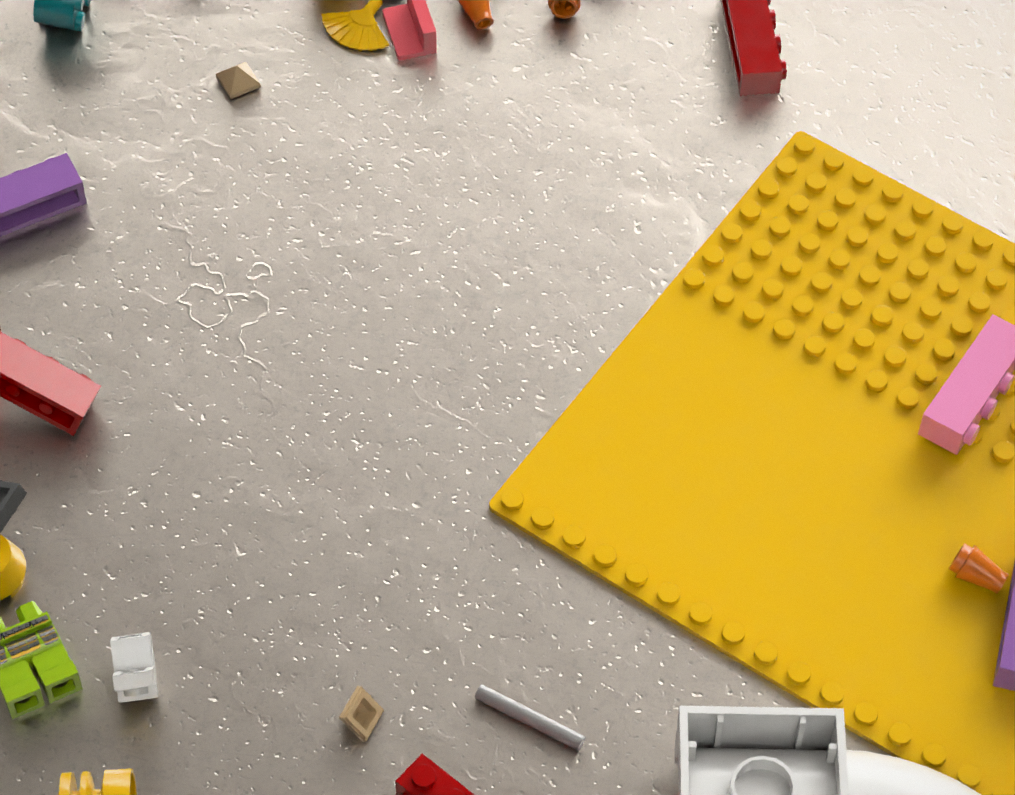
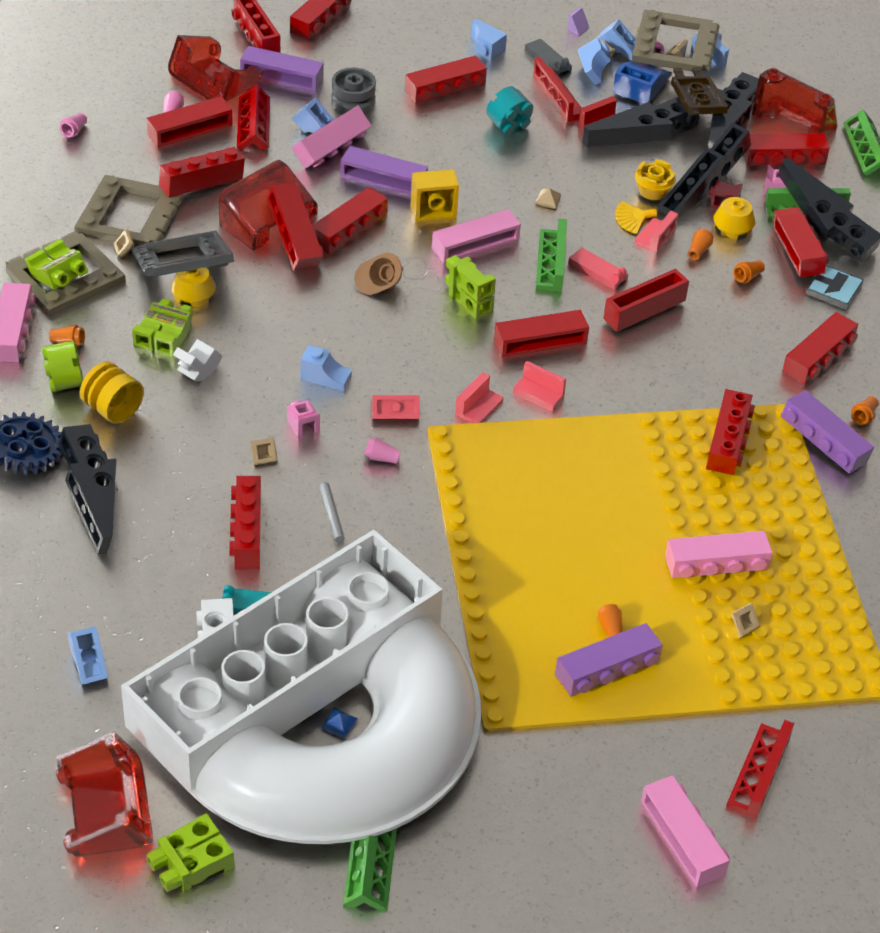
camera: 45 degrees right, 10 degrees down
(58, 301) = (350, 219): none -> red brick
(125, 187) = (434, 195): none -> yellow brick
(192, 352) = (378, 274): none -> medium nougat piece
(229, 202) = (476, 235): none -> bright pink brick
(287, 539) = (322, 369): none -> light blue arch
(316, 276) = (470, 286): none -> lime hips
(348, 626) = (301, 413): none -> bright pink window
(353, 147) = (558, 256): none -> bright green fence
(408, 128) = (598, 268): none -> coral hinge
(425, 510) = (395, 406): none -> coral panel
(459, 269) = (541, 333): none -> red brick
(484, 587) = (381, 451): none -> bright pink cone
(503, 421) = (477, 400): none -> coral panel
(519, 127) = (646, 299): none -> red brick
(545, 341) = (540, 387): none -> coral panel
(804, 221) = (730, 432): none -> red brick
(880, 75) = (864, 411): none -> orange cone
(885, 133) = (827, 431): none -> medium lavender brick

